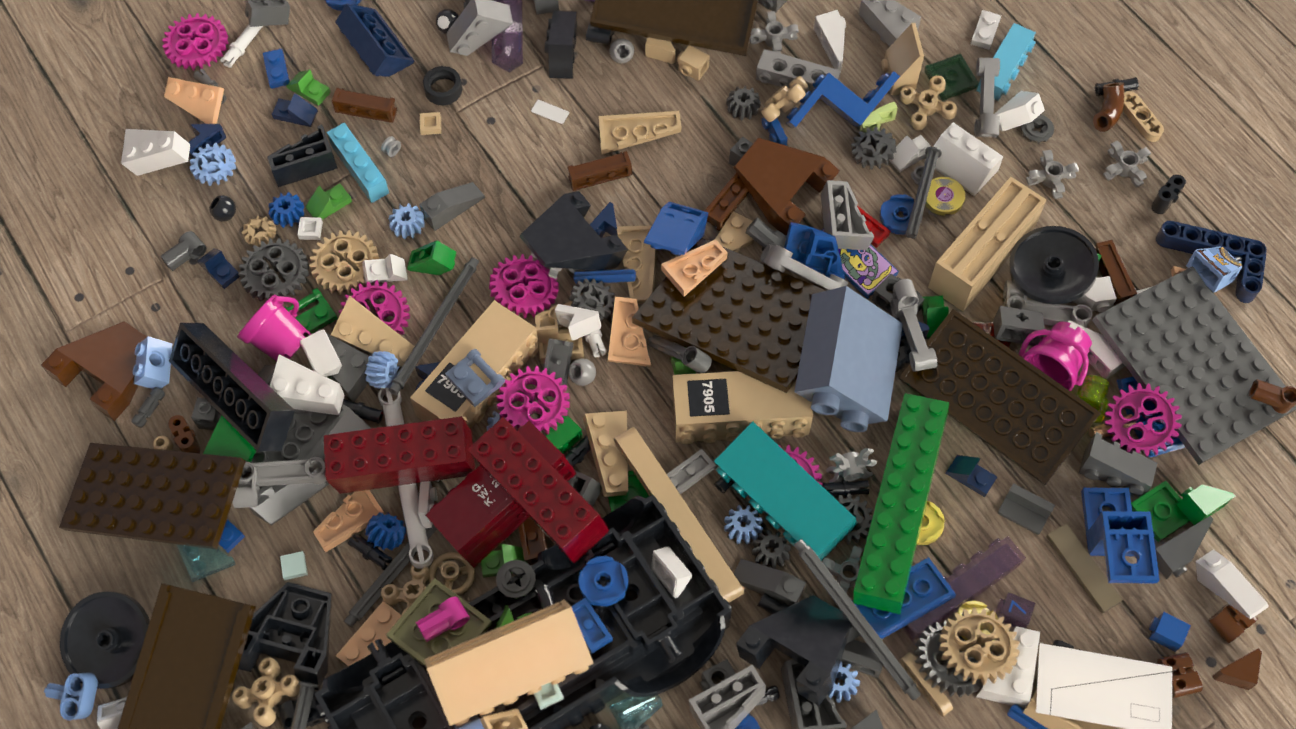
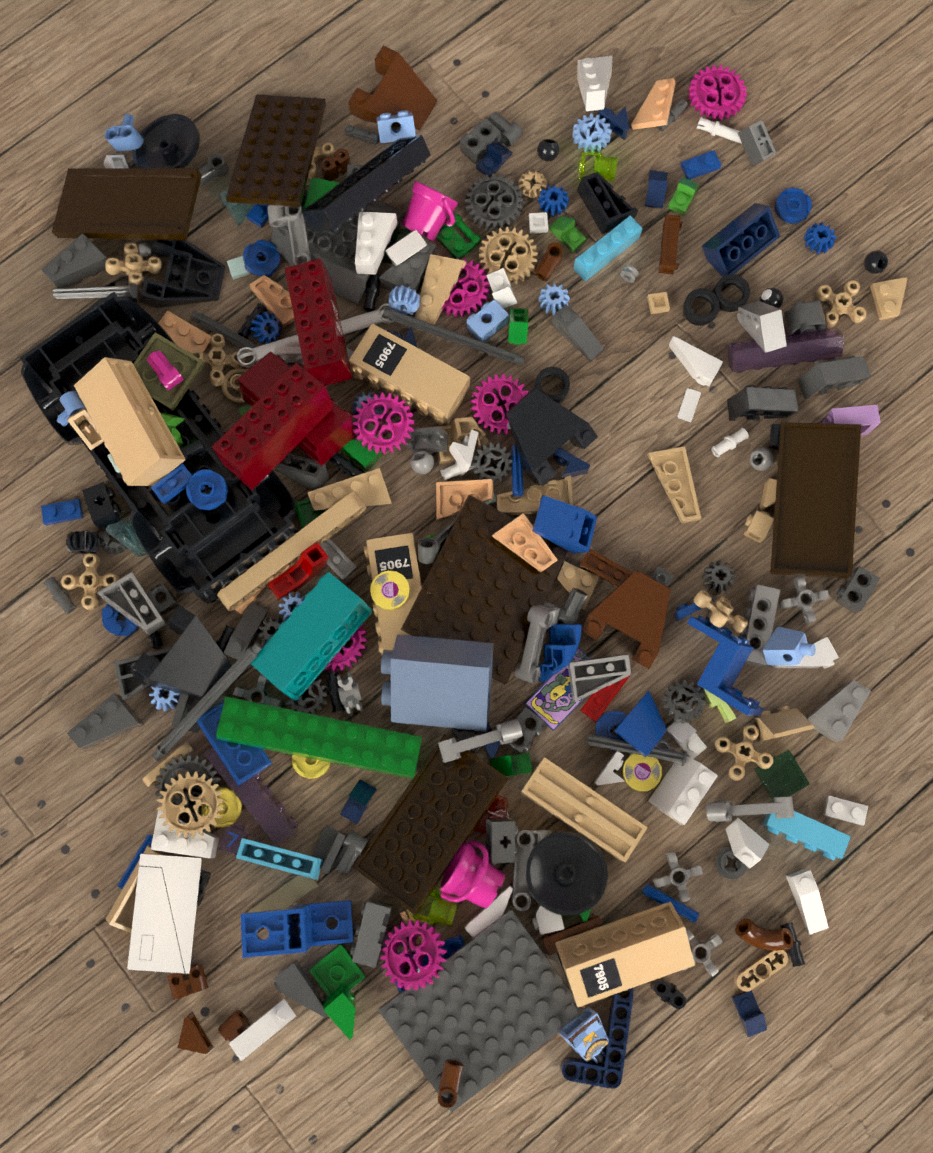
camera: 85 degrees right, 15 degrees up
(150, 589) = (209, 169): none -> dark grey piece
(195, 275) = (480, 141): none -> dark grey brick
(244, 679) = (144, 250): none -> light grey plate
(257, 160) = (604, 165): none -> clear neon green piece
(291, 544) = (257, 267): none -> blue plate
(361, 221) = (549, 262): none -> reddish brown piece
(416, 280) = (492, 311): none -> light blue brick
(431, 44) = (737, 281): none -> black tyre
(469, 382) = (388, 366): sand blue plate -> none
(504, 221) = (556, 372): none -> black tyre
(505, 96) = (697, 362): none -> white slope
(519, 569) = (211, 415): dark grey gear -> none
(598, 77) = (730, 442): none -> white pin
(600, 171) = (626, 454): reddish brown container -> none
(670, 570) = (230, 545): white slope -> none
(694, 494) = (306, 568): none -> red arch
(739, 401) = (390, 590): none -> light yellow tile
(825, 47) = (787, 647): none -> light blue torso
(899, 185) = (643, 726): none -> blue slope
(945, 225) = (607, 775): none -> white slope
(1024, 478) = (352, 847): none -> dark grey piece
(1039, 554) = (279, 858): none -> medium azure brick
(1071, 68) = (808, 900): none -> white slope
(1078, 185) = (662, 898): none -> blue axle
(1134, 220) = (625, 953): none -> tan brick
(1168, 631) = (224, 973): blue brick -> none
(1183, 131) = (749, 1013): none -> dark blue slope

